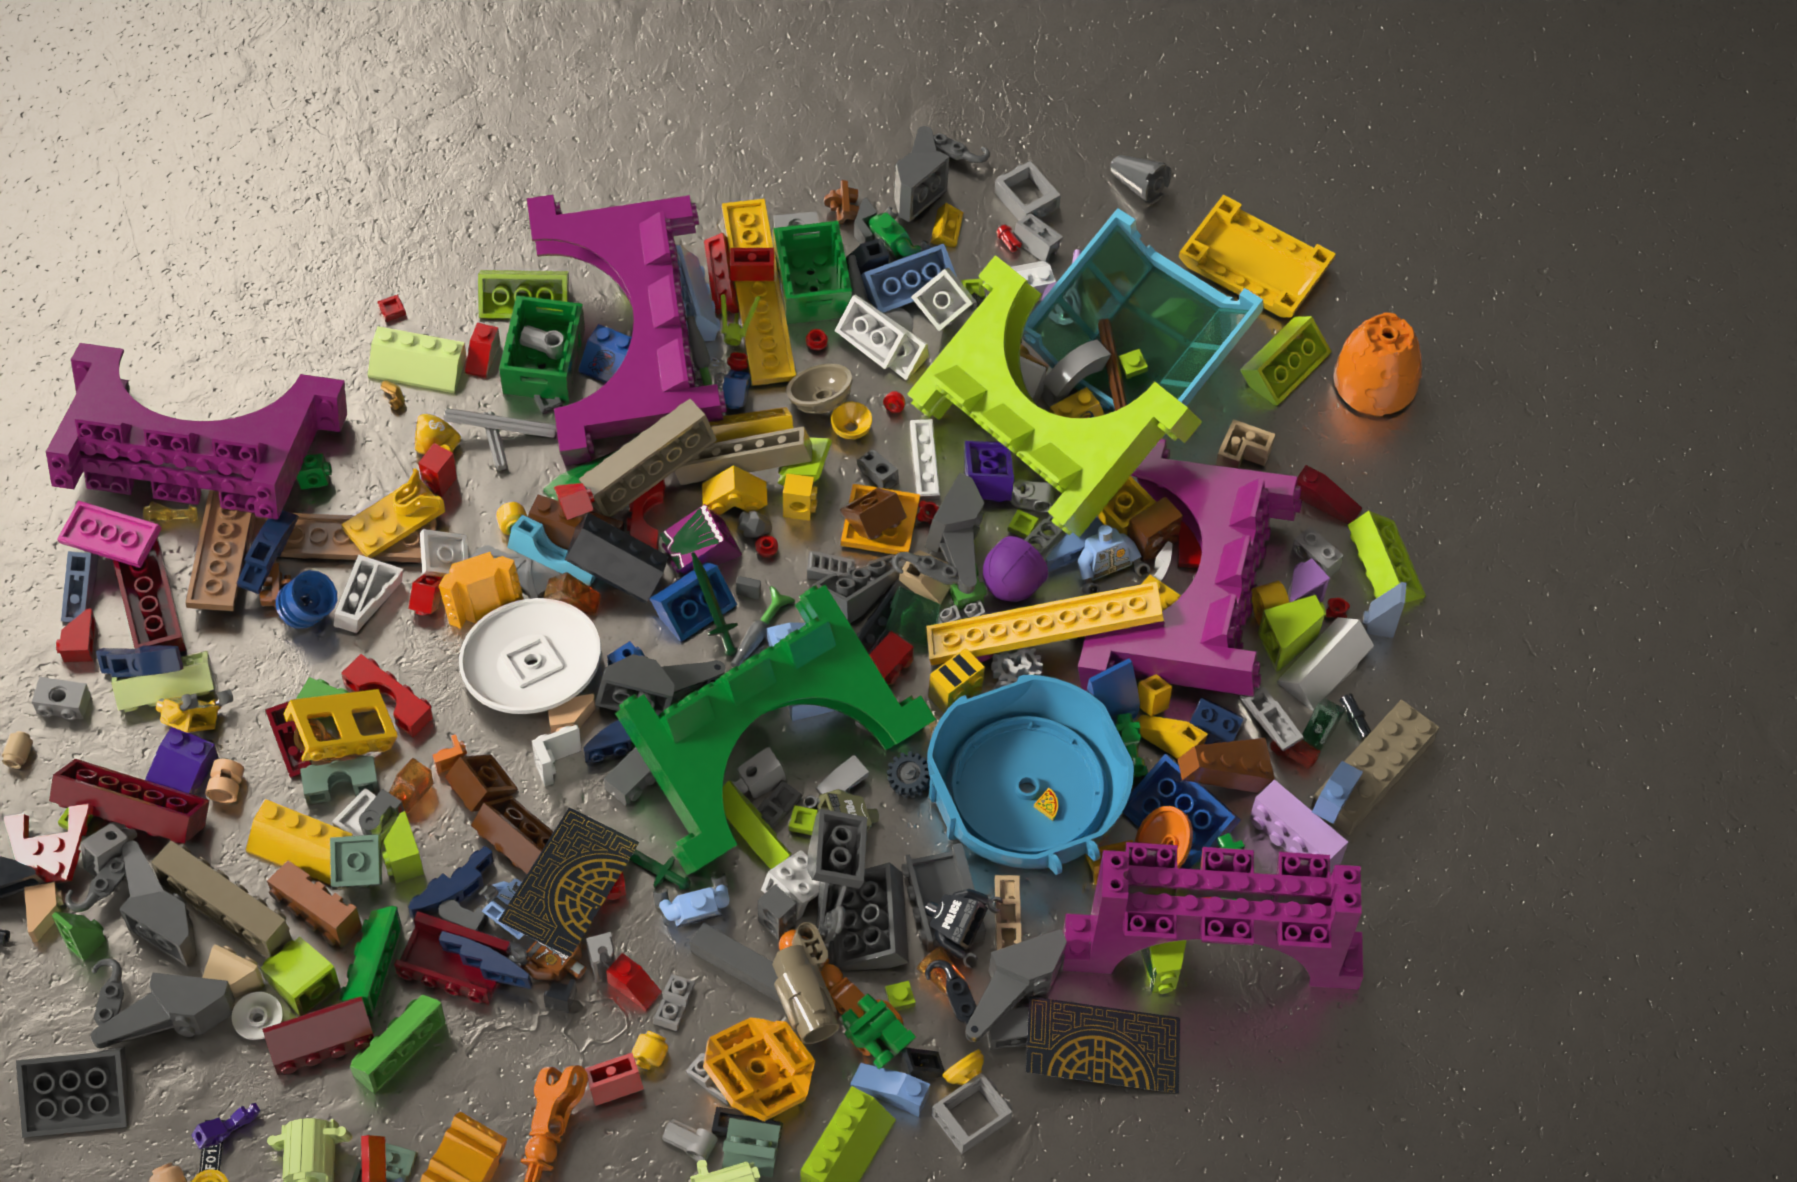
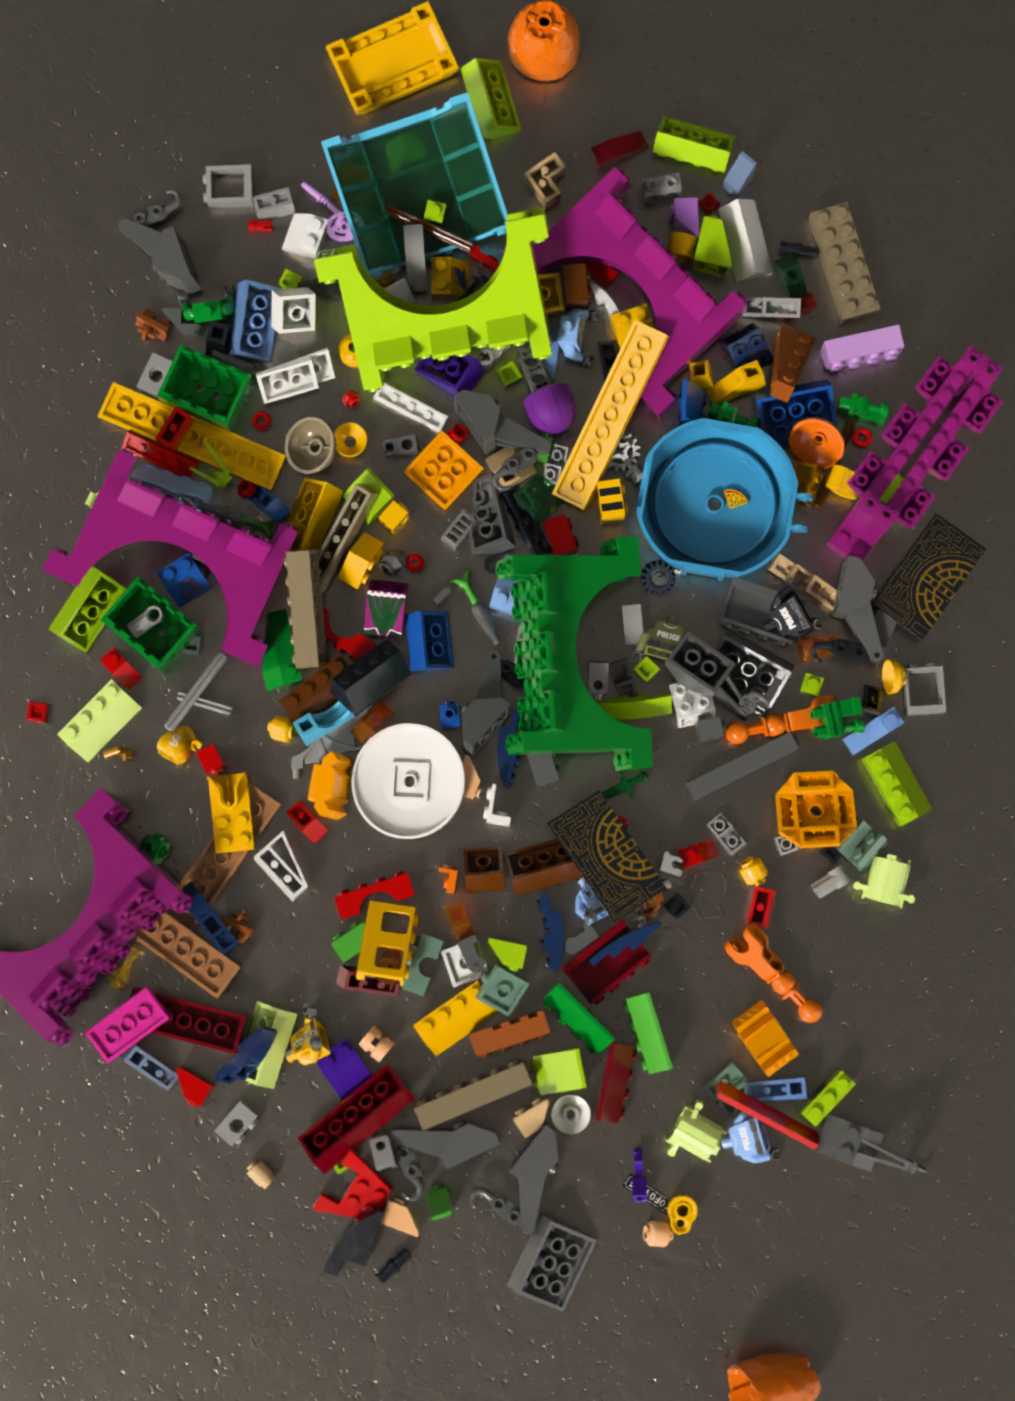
camera: 50 degrees left, 25 degrees up
(306, 599) = (272, 904): blue wheel -> none
(441, 550) = (285, 793): white plate -> none
(574, 499) = (313, 682): red slope -> none
(695, 905) = (670, 779): light blue torso -> none
(722, 627) = (464, 634): dark green sword -> none
(803, 987) = (782, 748): dark tan piece -> none
(874, 513) = (440, 473): reddish brown slope -> none
(947, 226) = (218, 263): yellow slope -> none
(1142, 176) = (268, 93): dark grey cone -> none
(1337, 792) = (859, 304): medium blue slope -> none

